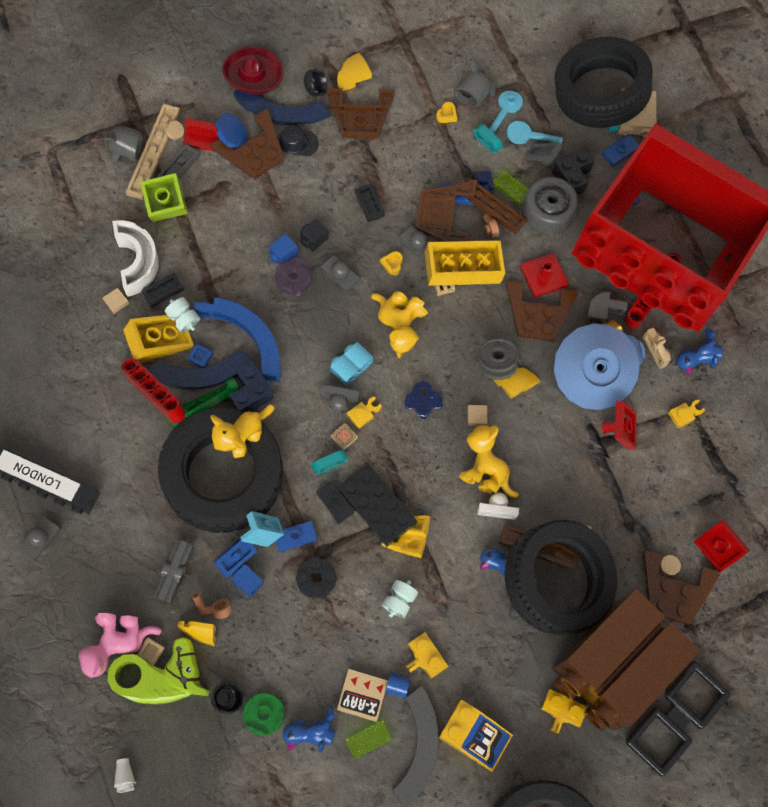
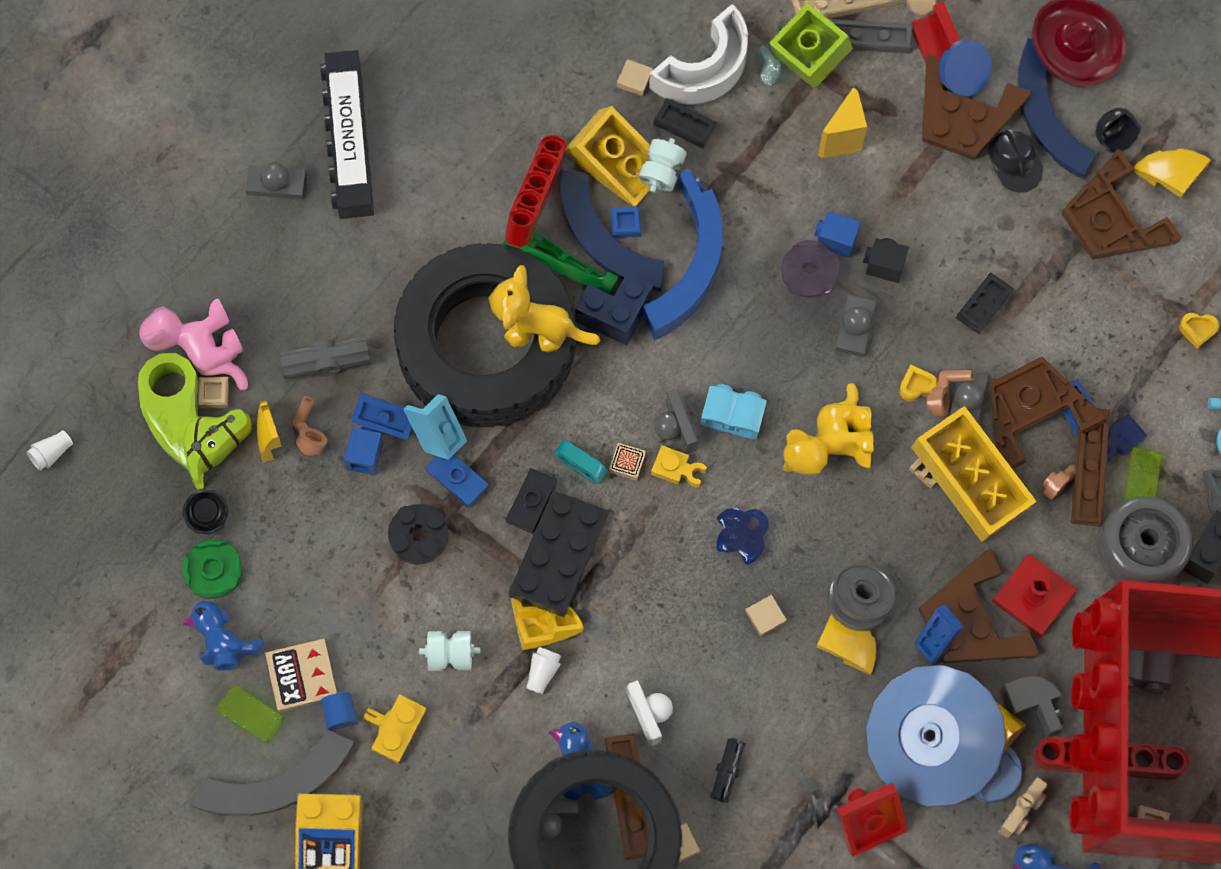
camera: 65 degrees right, 0 degrees up
(159, 226) = (771, 66): none -> clear light blue arm
(226, 207) = (845, 130): none -> yellow slope
(410, 257) = (940, 400): none -> nougat plate
(440, 553) = (542, 669): none -> white cone
(481, 441) = (723, 636): yellow animal -> none
(487, 138) = (1195, 403): teal beam -> none
(543, 332) = (938, 634): none -> blue plate
(553, 485) = (727, 770): none -> black pin

